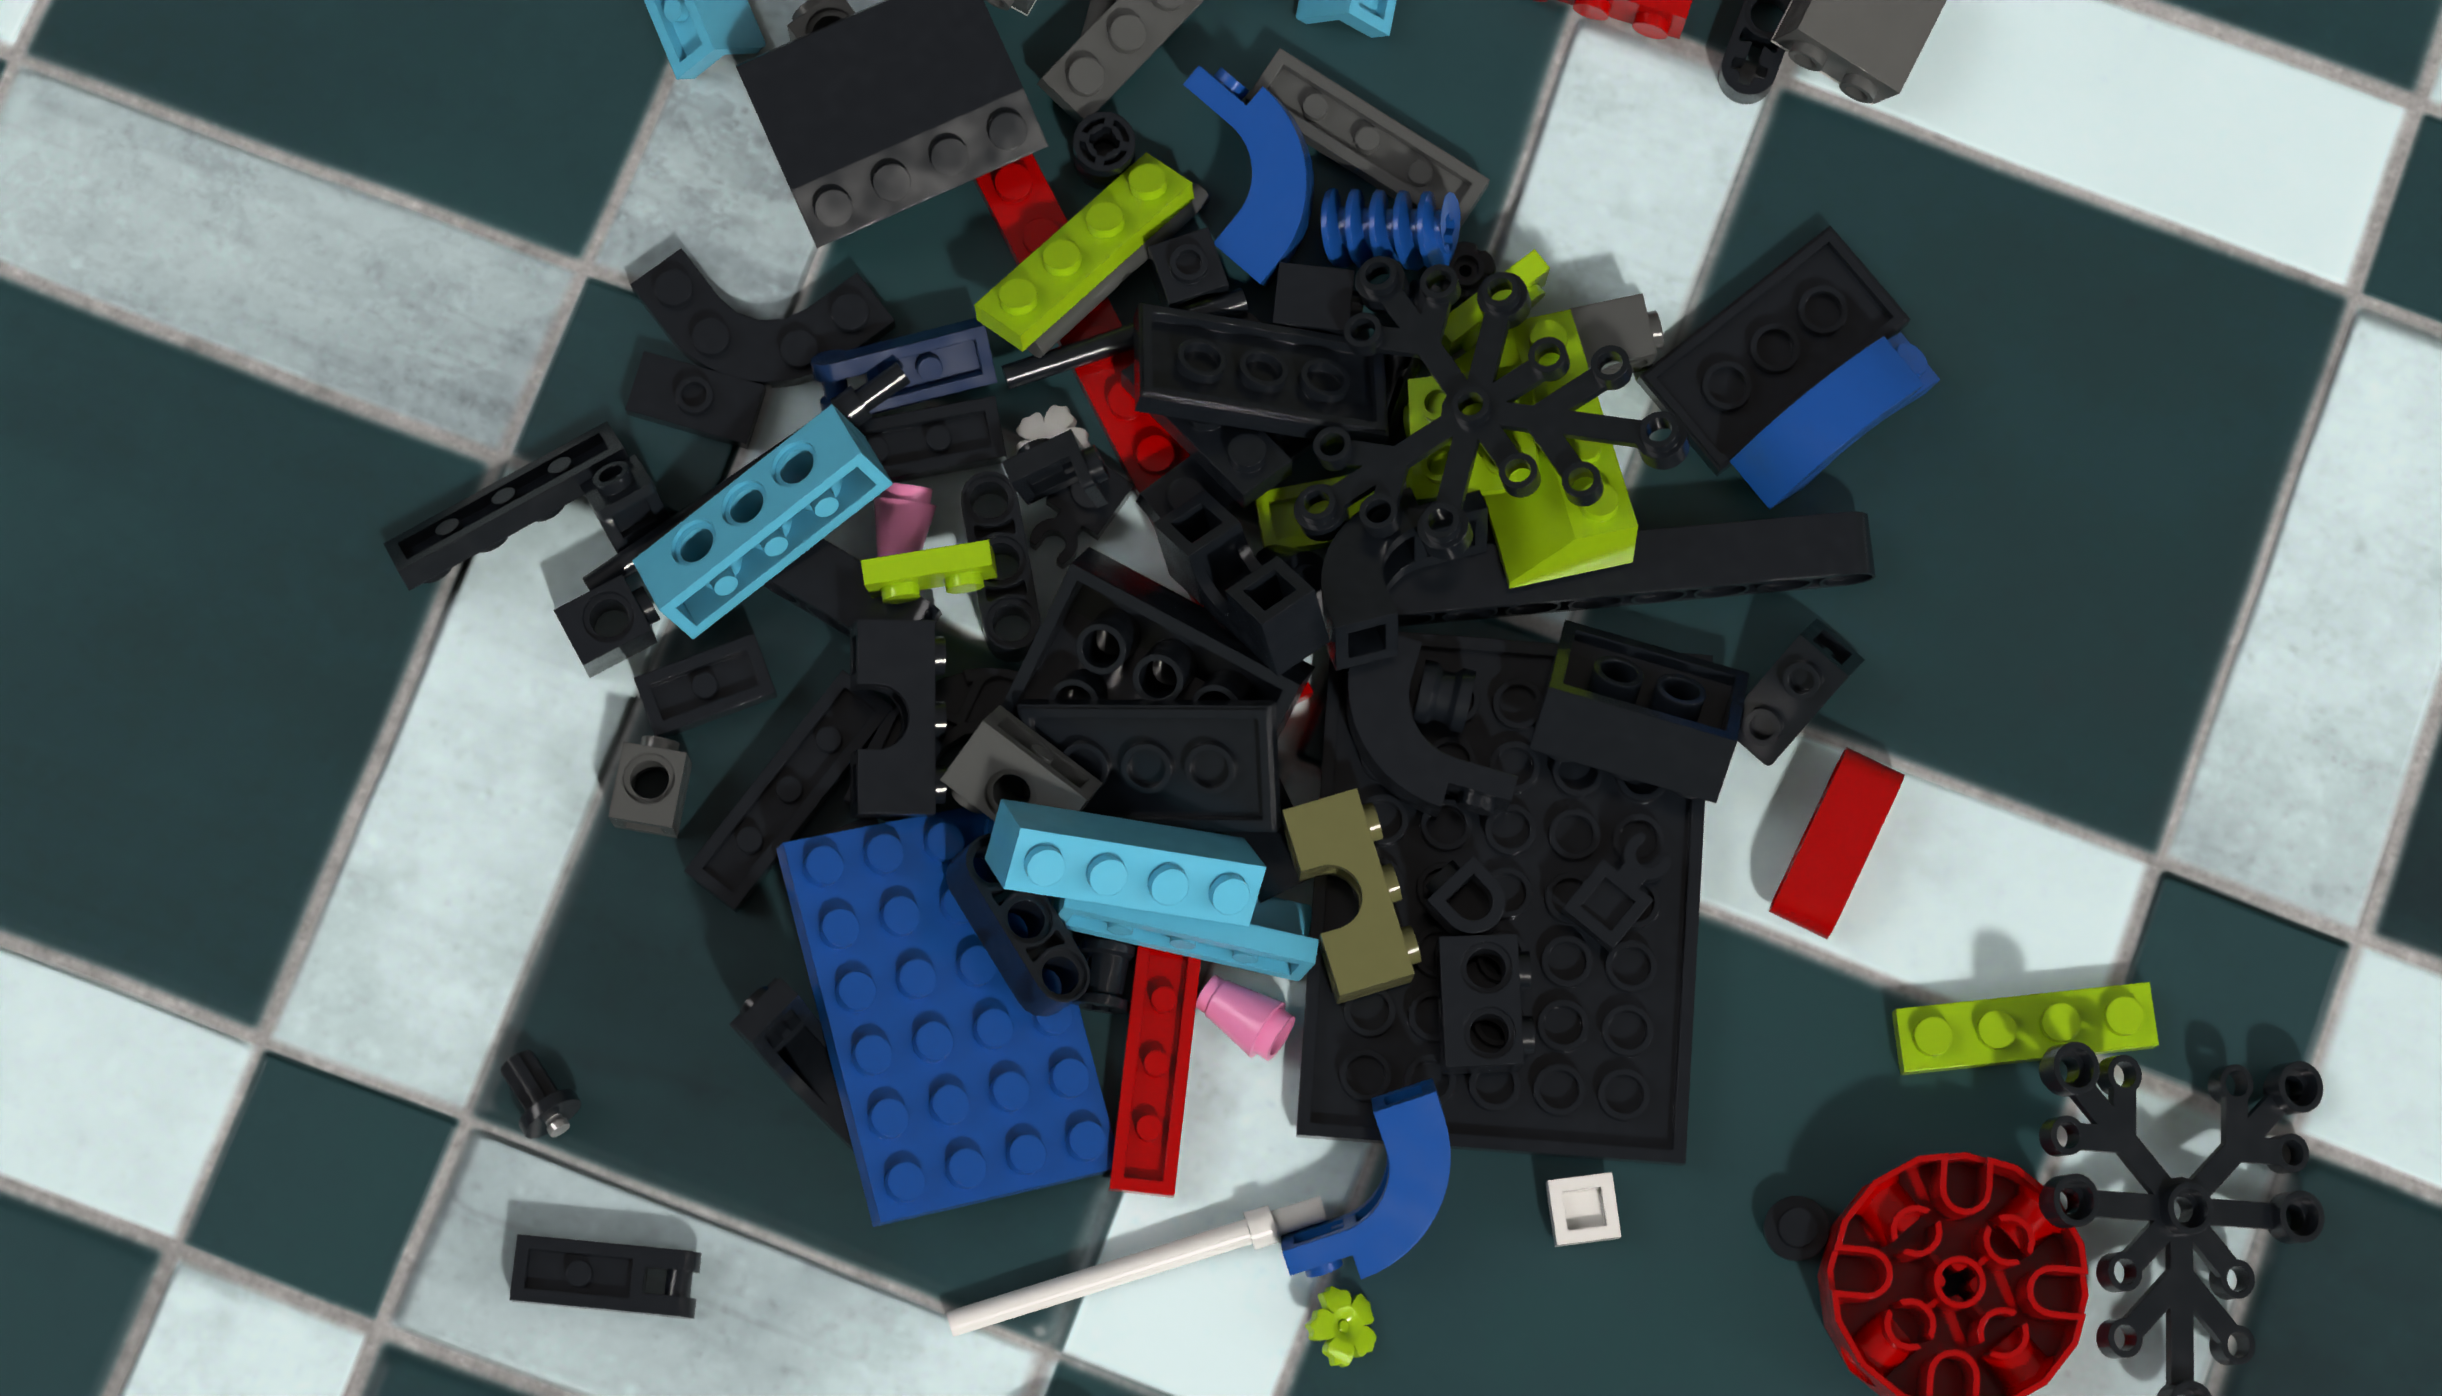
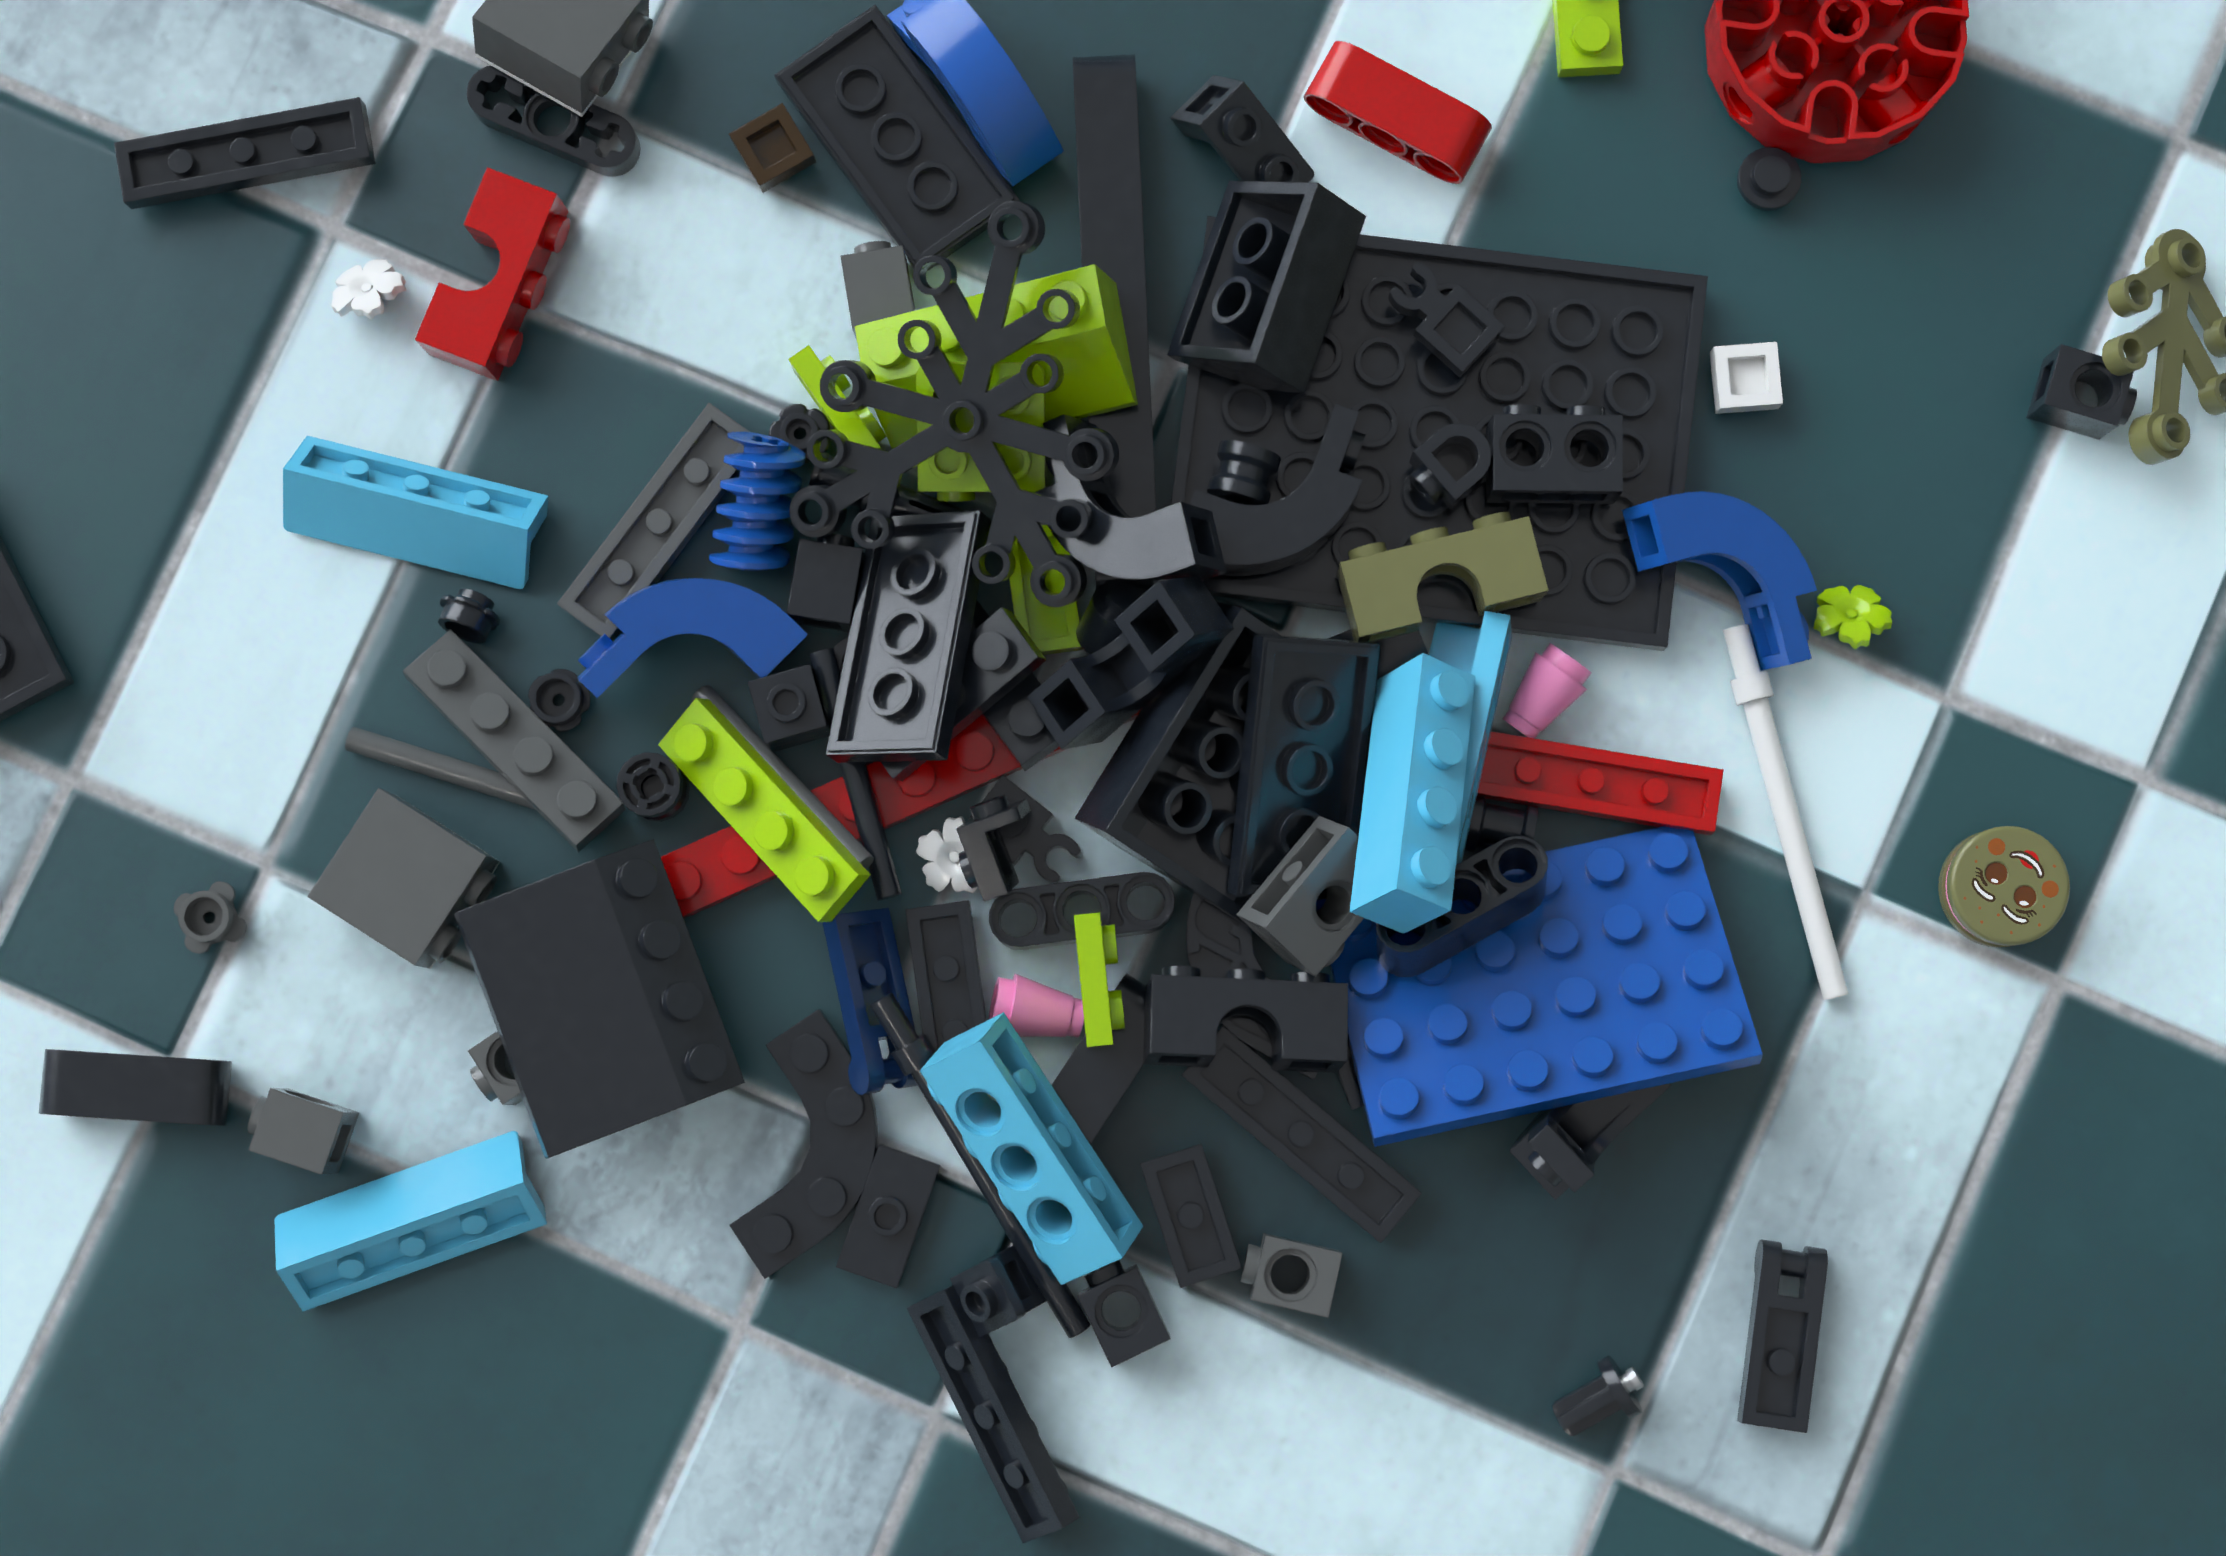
camera: 75 degrees left, 5 degrees up
(1185, 42) = (559, 683): none -> black plate
(1754, 227) = (772, 147): none -> dark brown plate

